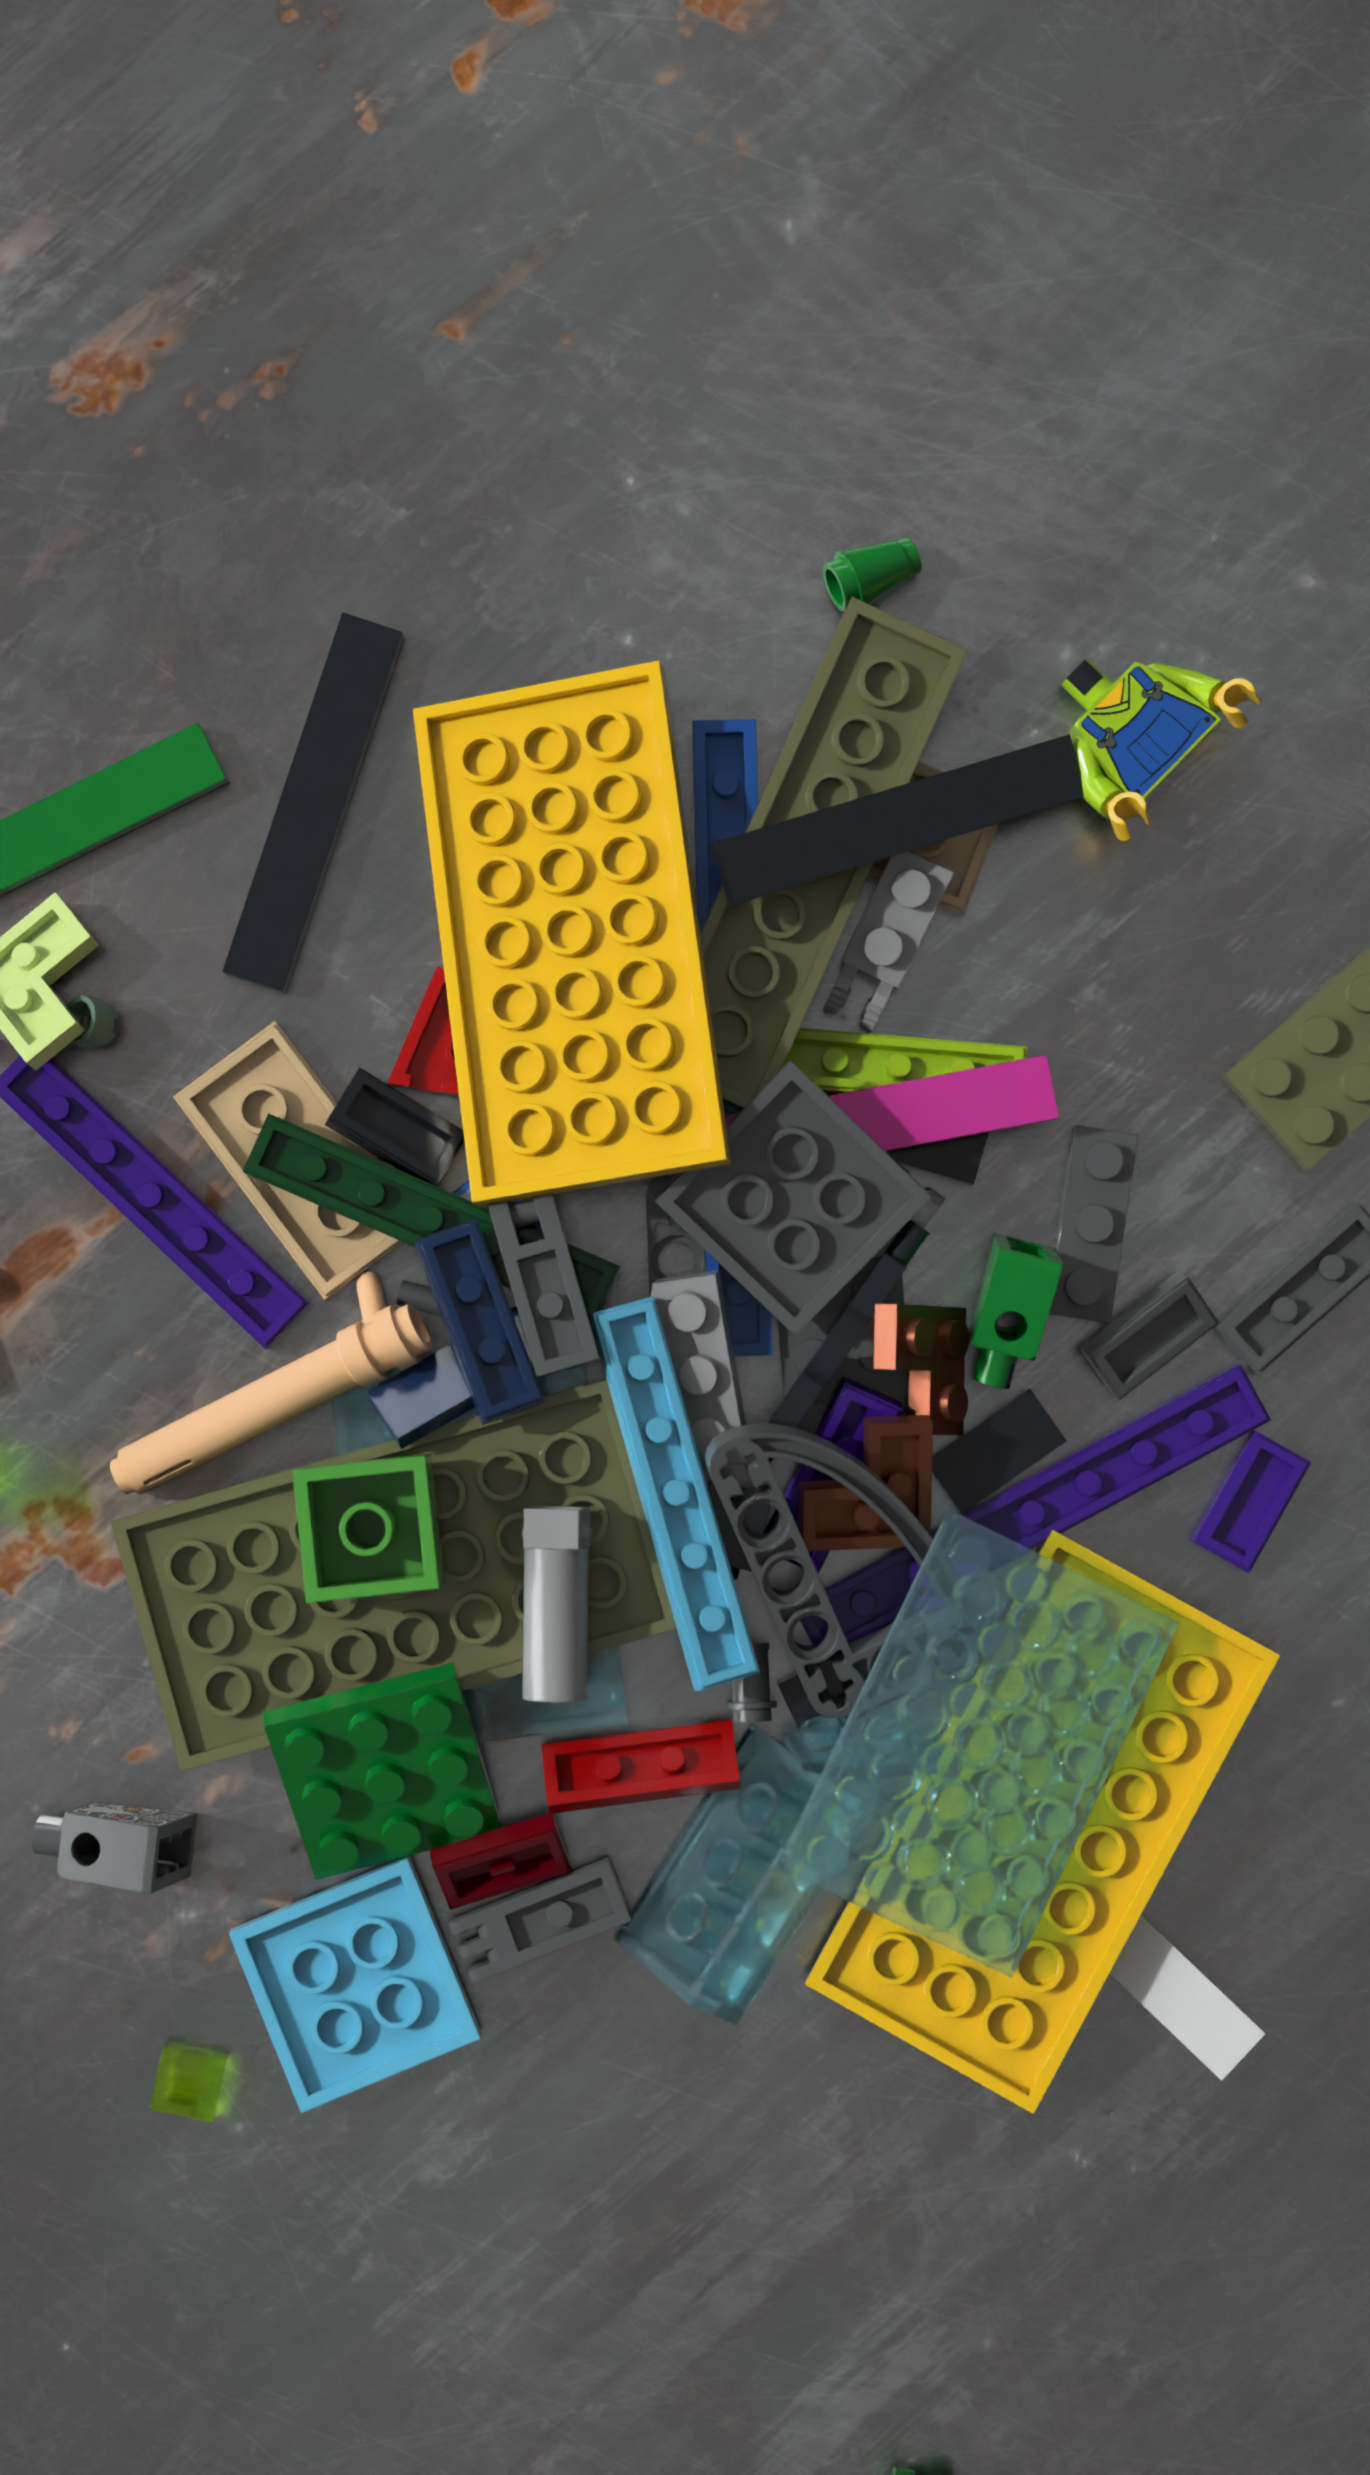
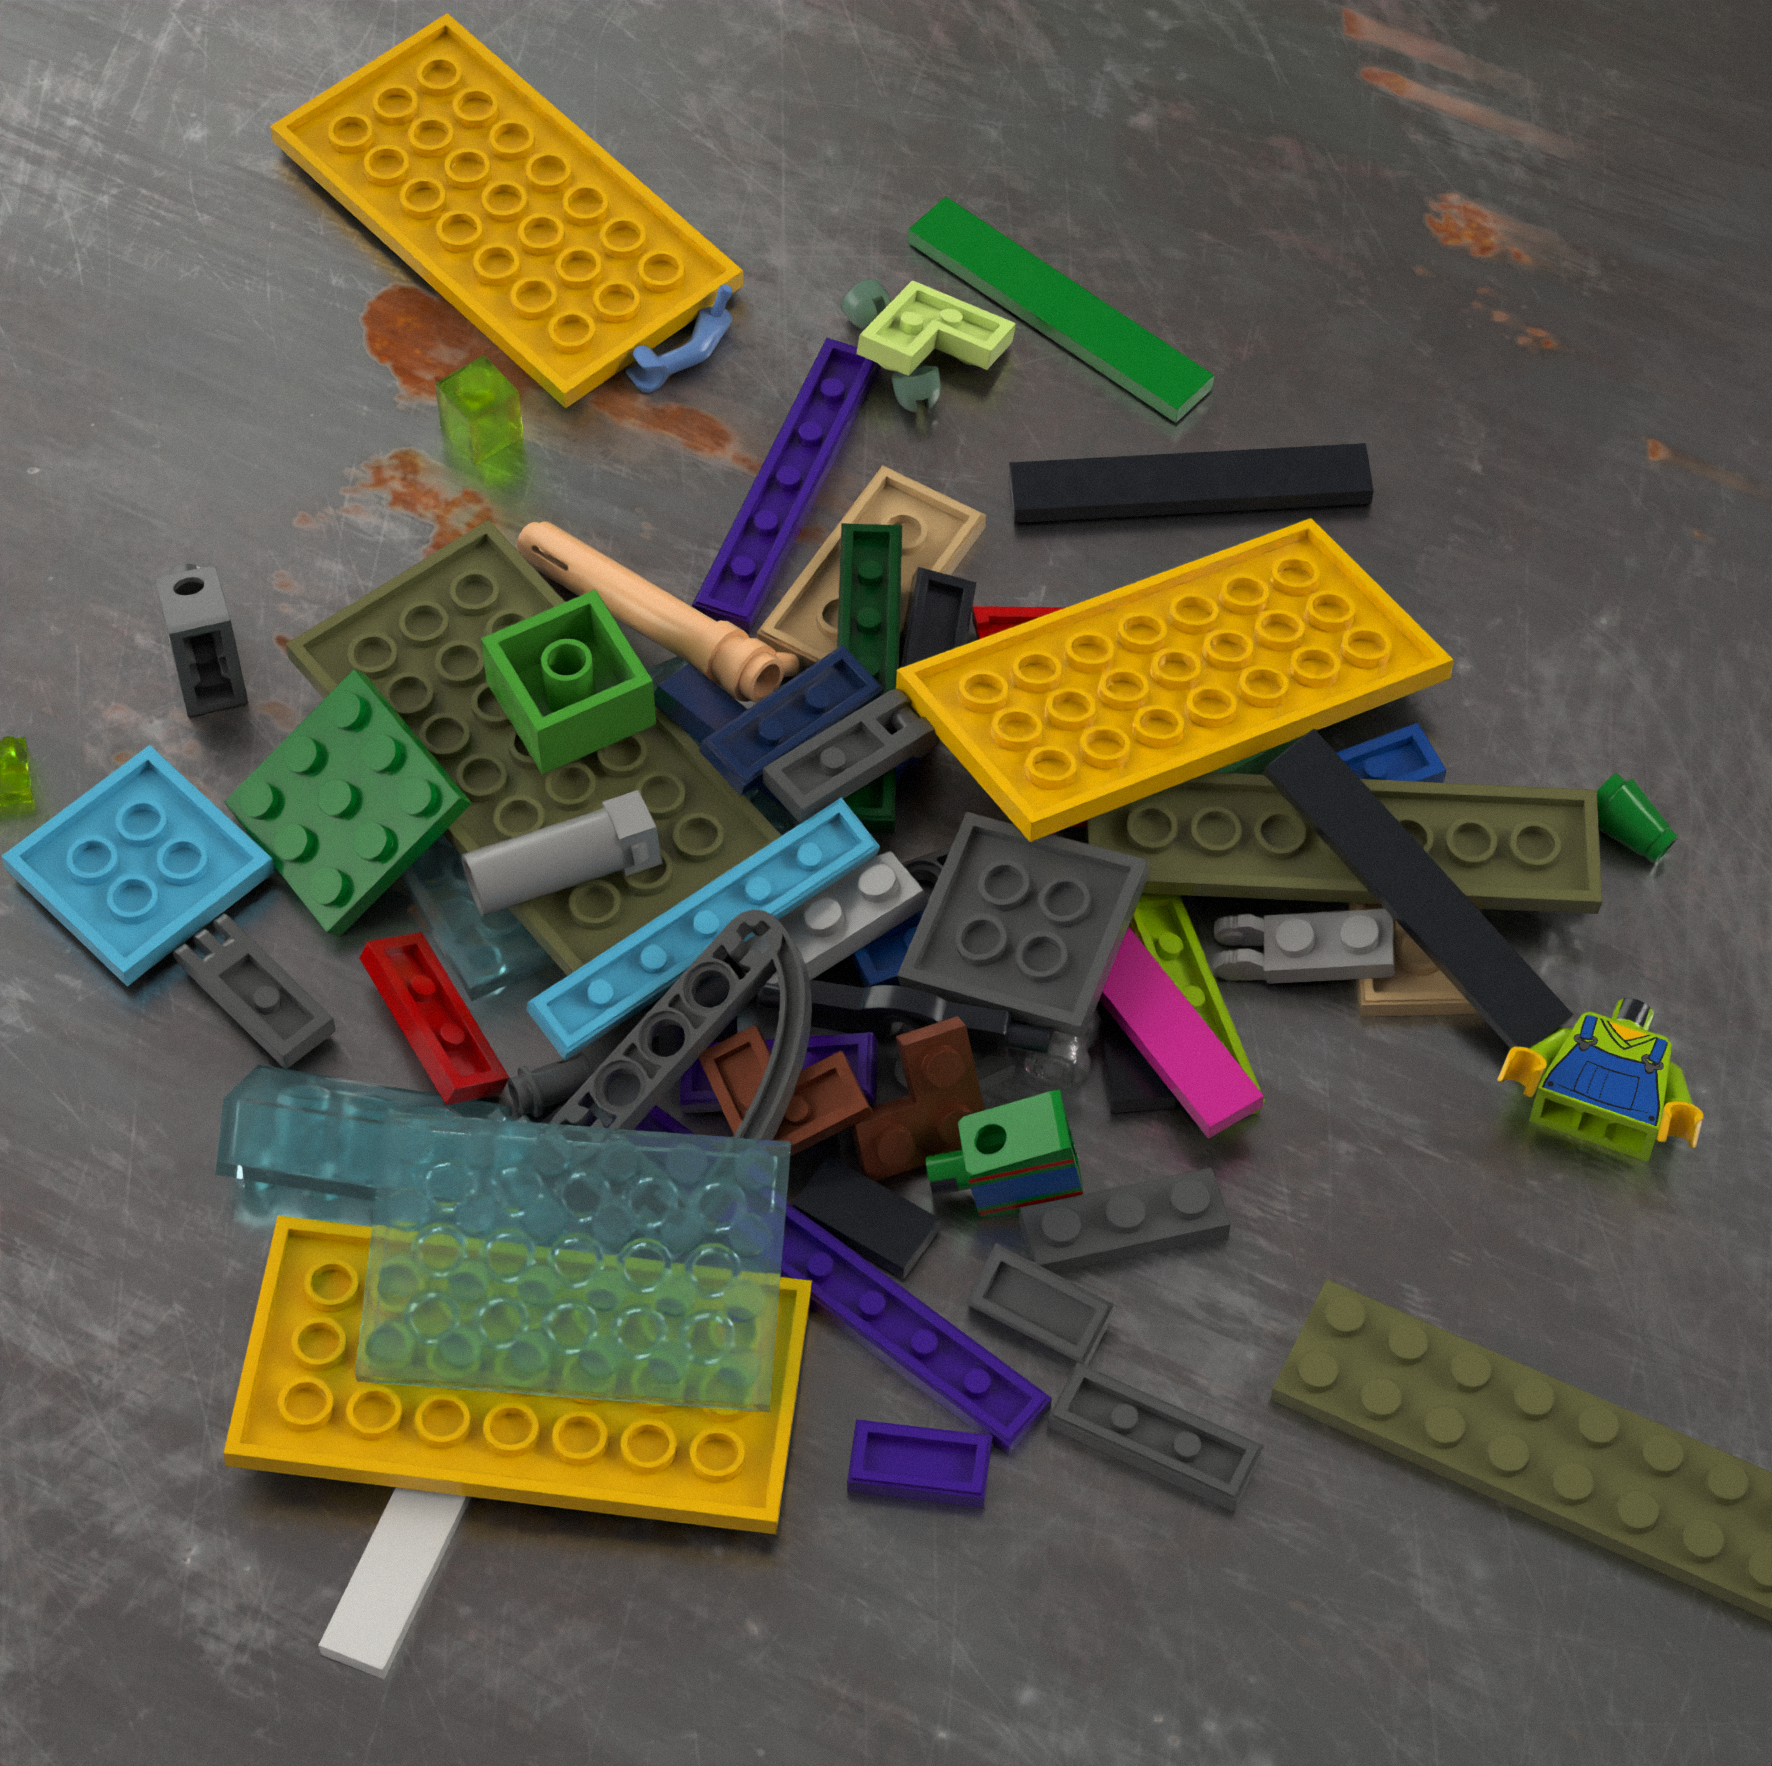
camera: 70 degrees right, 30 degrees down
(499, 1854) = (329, 968): dark red tile -> none

